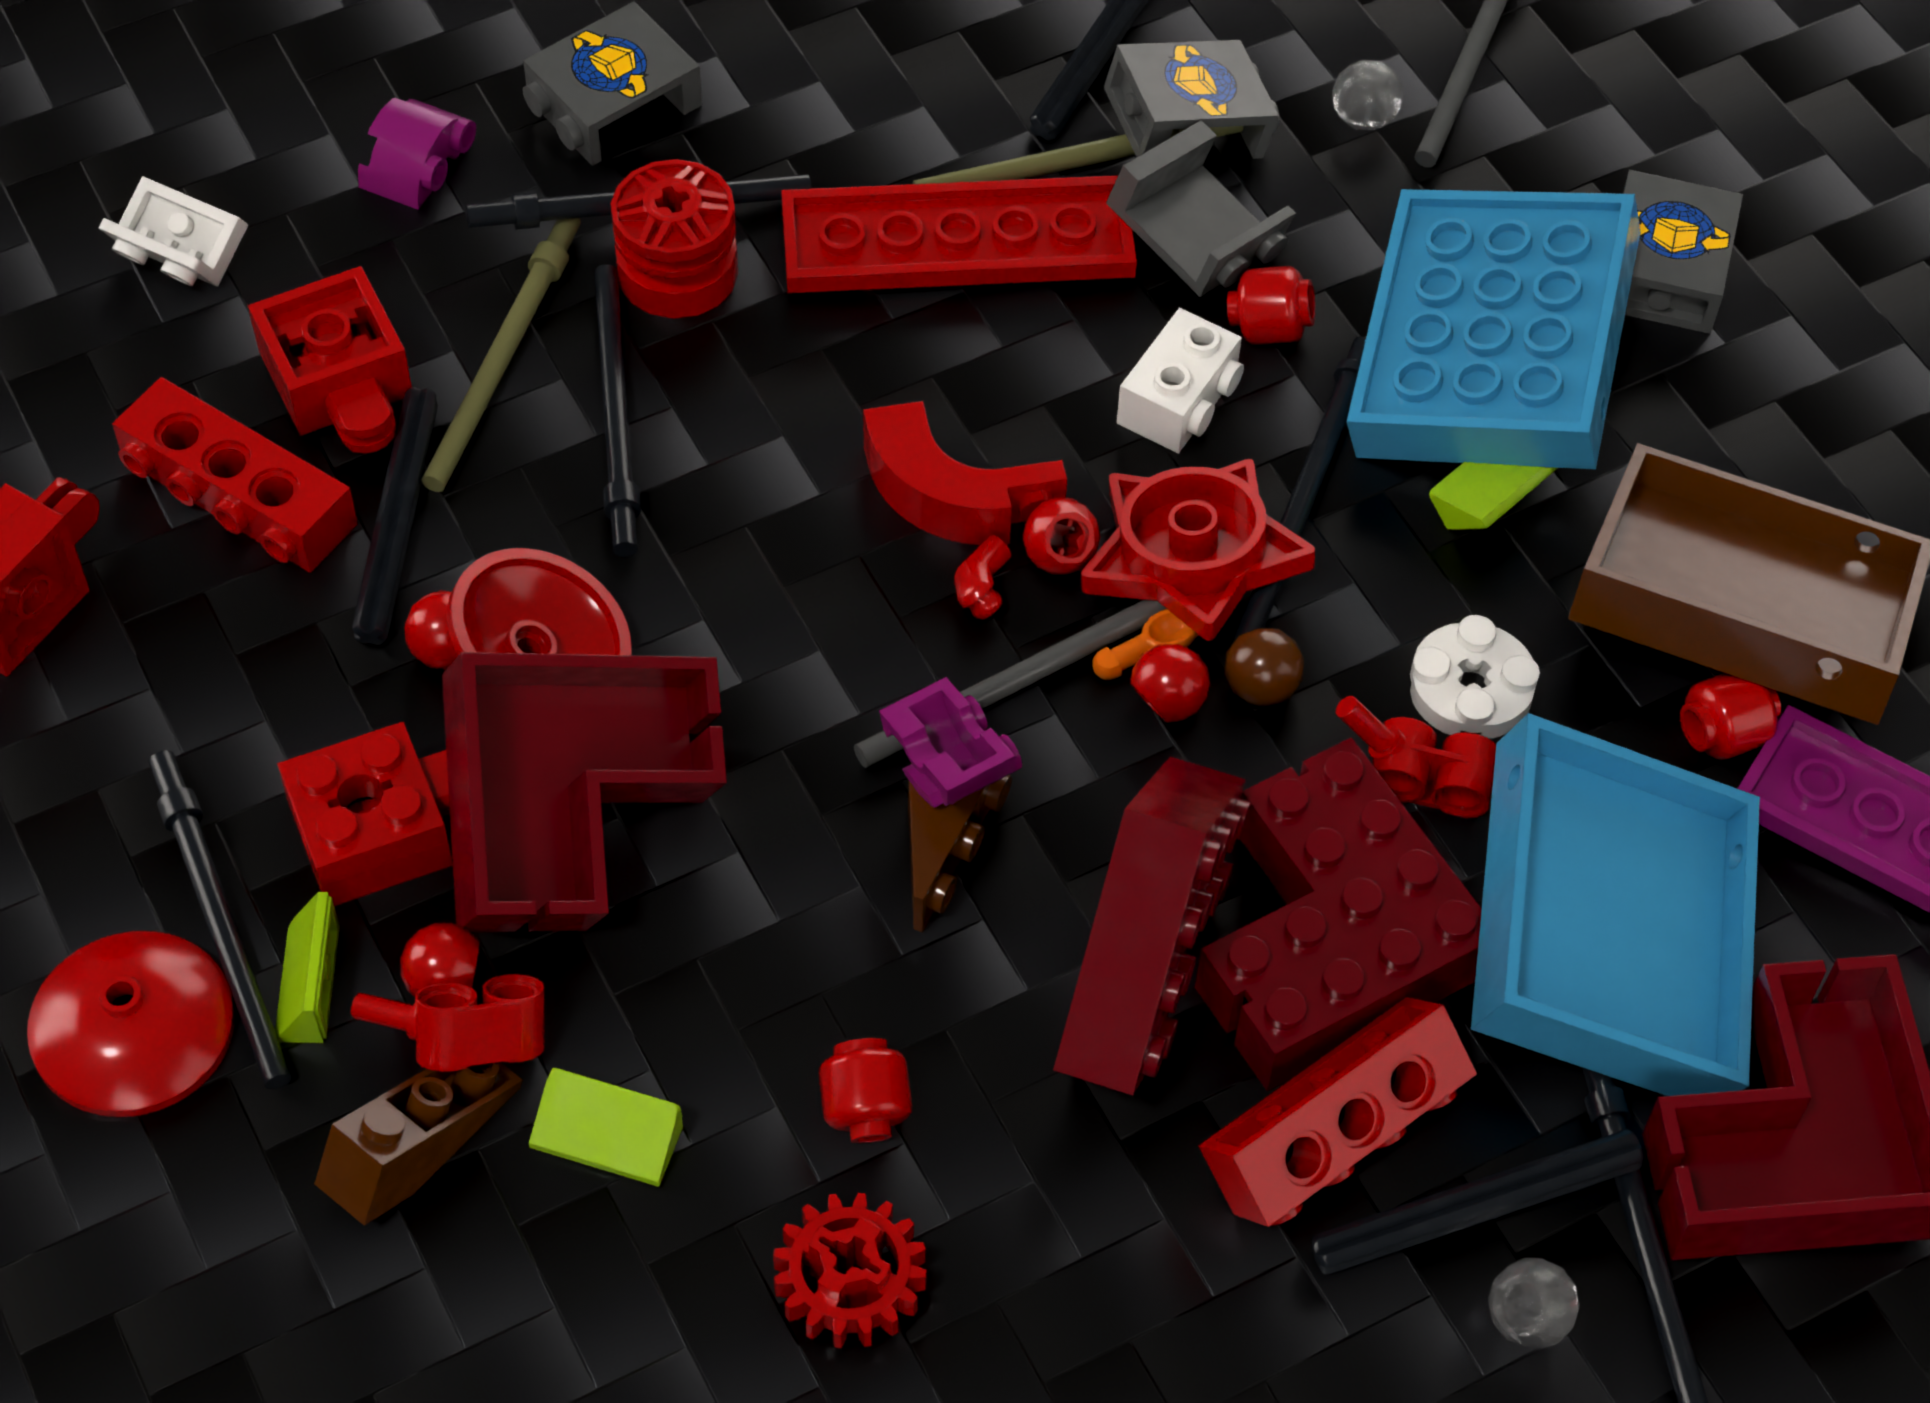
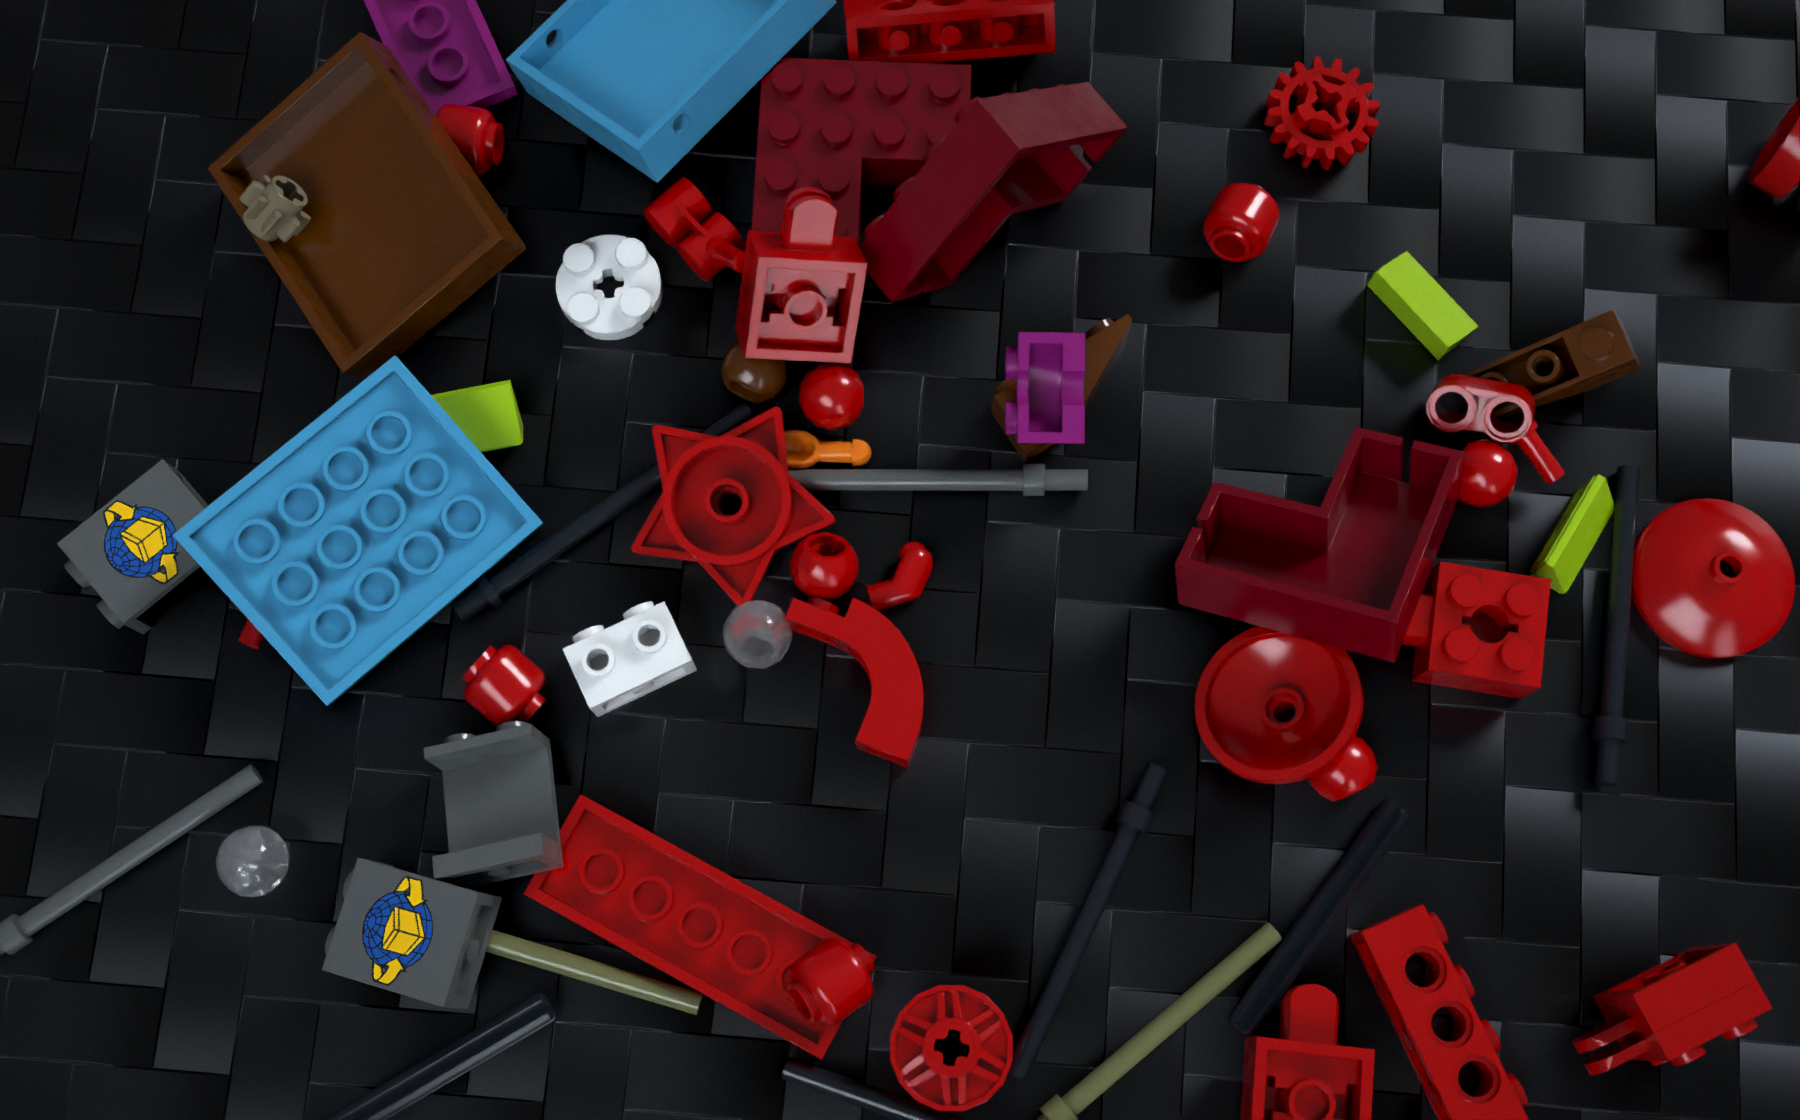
camera: 145 degrees left, 20 degrees up
(811, 221) = (831, 981): none -> red head
(1086, 451) = (757, 634): none -> clear piece
(1267, 705) = (801, 286): none -> red brick
(1838, 512) = (275, 208): none -> dark tan gear

